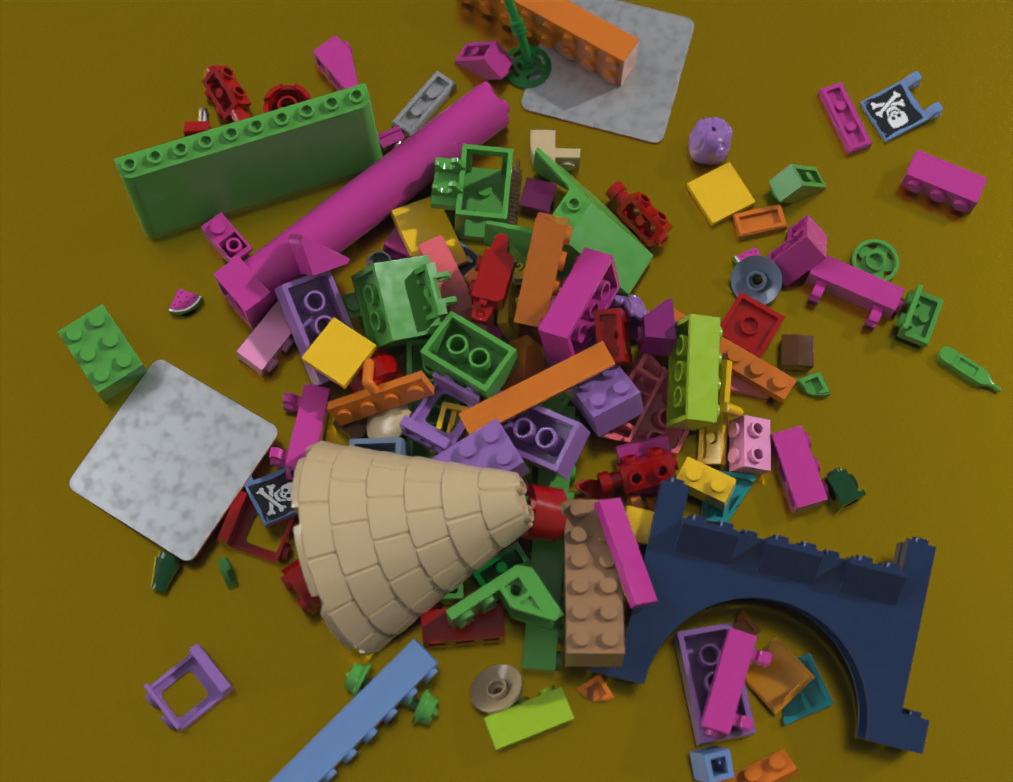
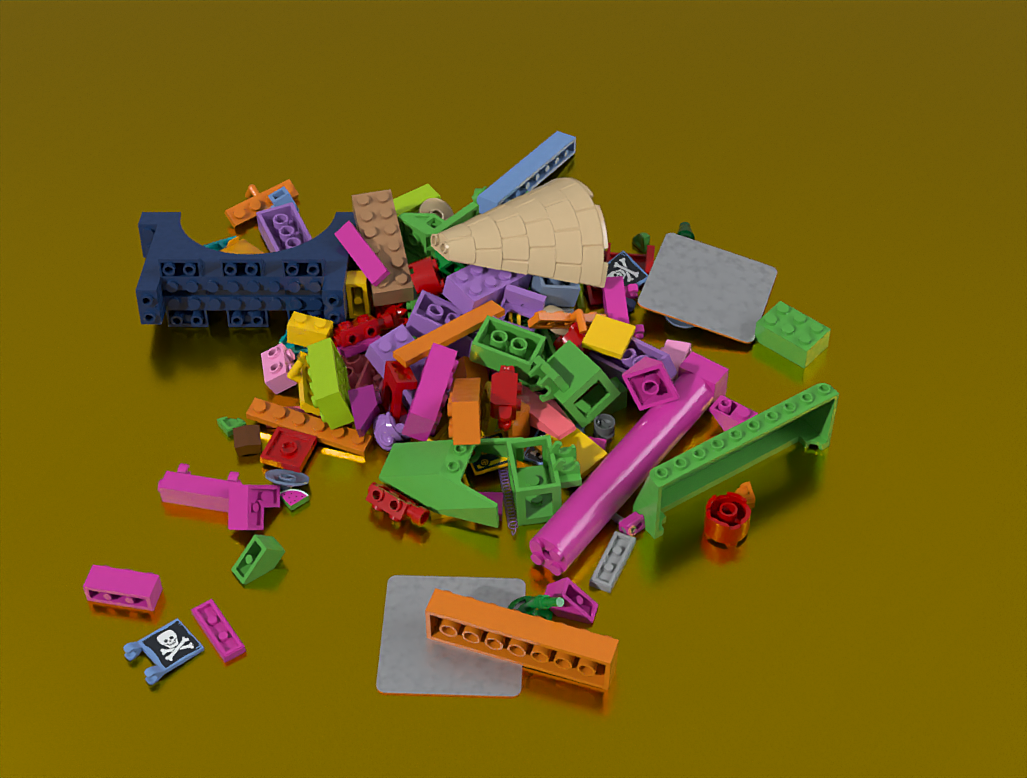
camera: 170 degrees right, 25 degrees down
(184, 302) = (749, 382): dark pink tile -> none
(201, 125) = (798, 498): red piece -> none
(209, 676) = (634, 196): medium lavender window -> none
(226, 93) = (785, 522): red brick -> none
(336, 62) = (698, 567): dark pink slope -> none
(545, 140) = (487, 534): tan brick -> none
(710, 140) = (351, 575): medium lavender hair -> none
(720, 194) = (327, 543): yellow tile -> none
(728, 682) = (278, 222): dark pink brick -> none
(759, 221) = (291, 529): orange tile -> none
(798, 469) = (239, 365): dark pink brick -> none
(843, 488) = (203, 359): dark green brick -> none
(876, 260) = (185, 520): bright green wheel -> none
(920, 316) = (144, 481): bright green bracket -> none
(965, 368) = (104, 459): bright green piece -> none

